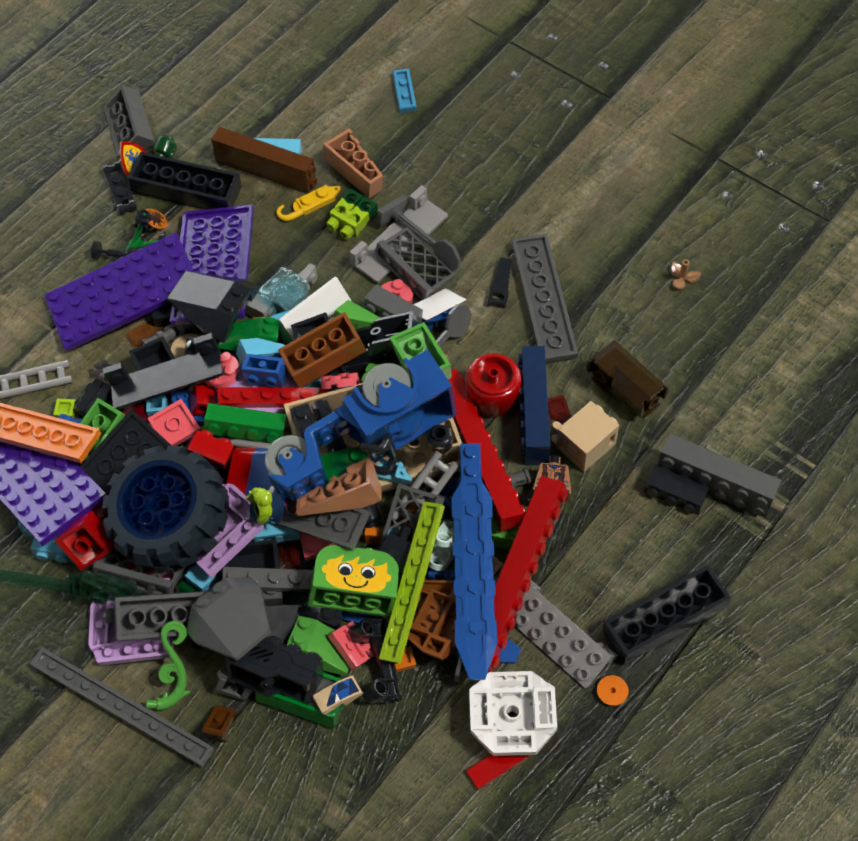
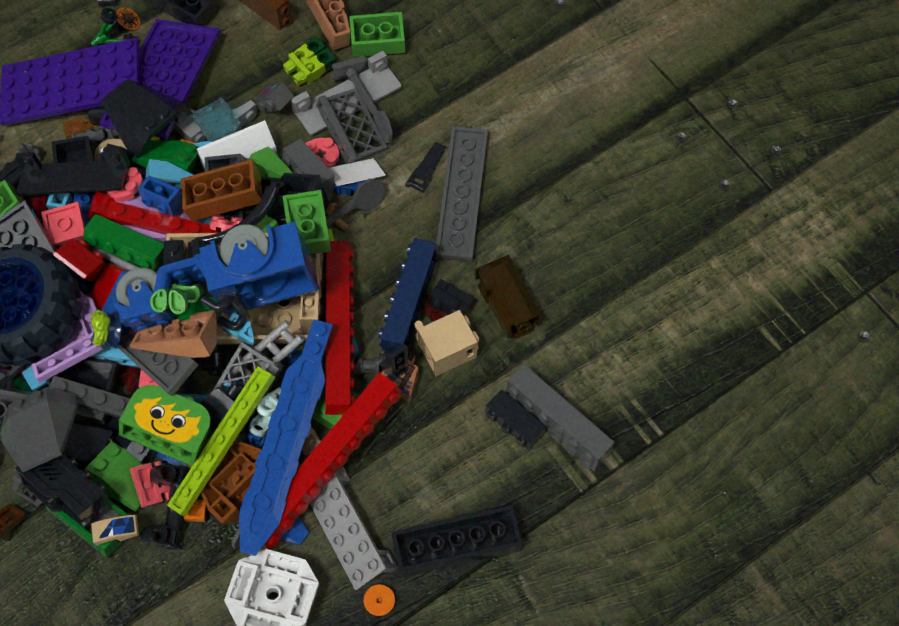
camera: 15 degrees right, 5 degrees up
(96, 250) = (64, 36): black wheel -> none
(310, 202) = (277, 40): yellow plate -> none
(331, 255) = (273, 97): none -> dark grey brick
(334, 451) = (176, 297): none -> bright green piece
(369, 361) = (262, 209): none -> black animal
(373, 535) = (210, 381): orange plate -> none
(408, 171) = (377, 33): none -> bright green brick
(439, 439) = (294, 309): black head -> none
(493, 384) = (375, 267): red piece -> none
(548, 461) = (394, 361): none -> black slope
(571, 395) = (449, 298): none -> black brick
(681, 273) = (603, 201): medium nougat plant -> none

